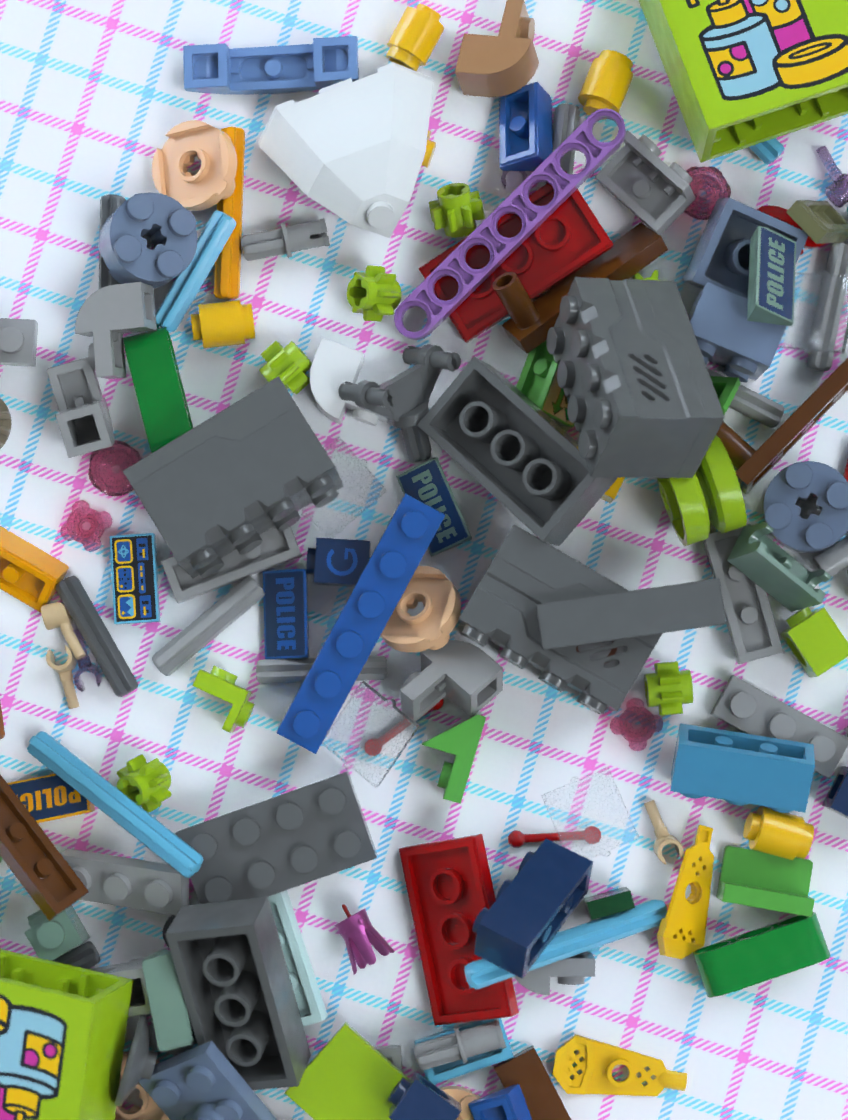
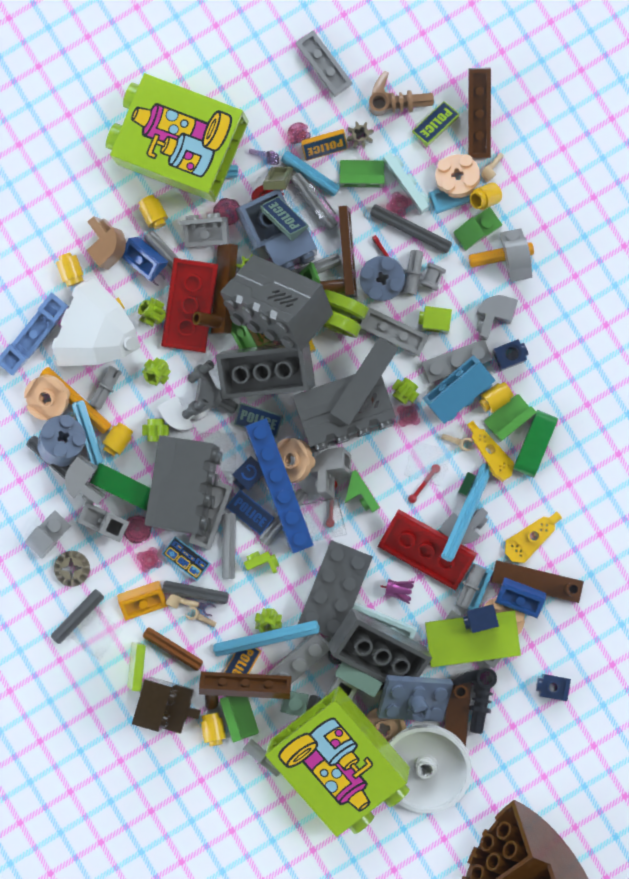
camera: 45 degrees left, 0 degrees up
(139, 1062) = (371, 710): dark grey dish -> none
(516, 203) = (180, 286): medium lavender beam -> none
(532, 907) = (441, 513): dark blue brick -> none
(776, 569) = (395, 311): sand green hinge -> none

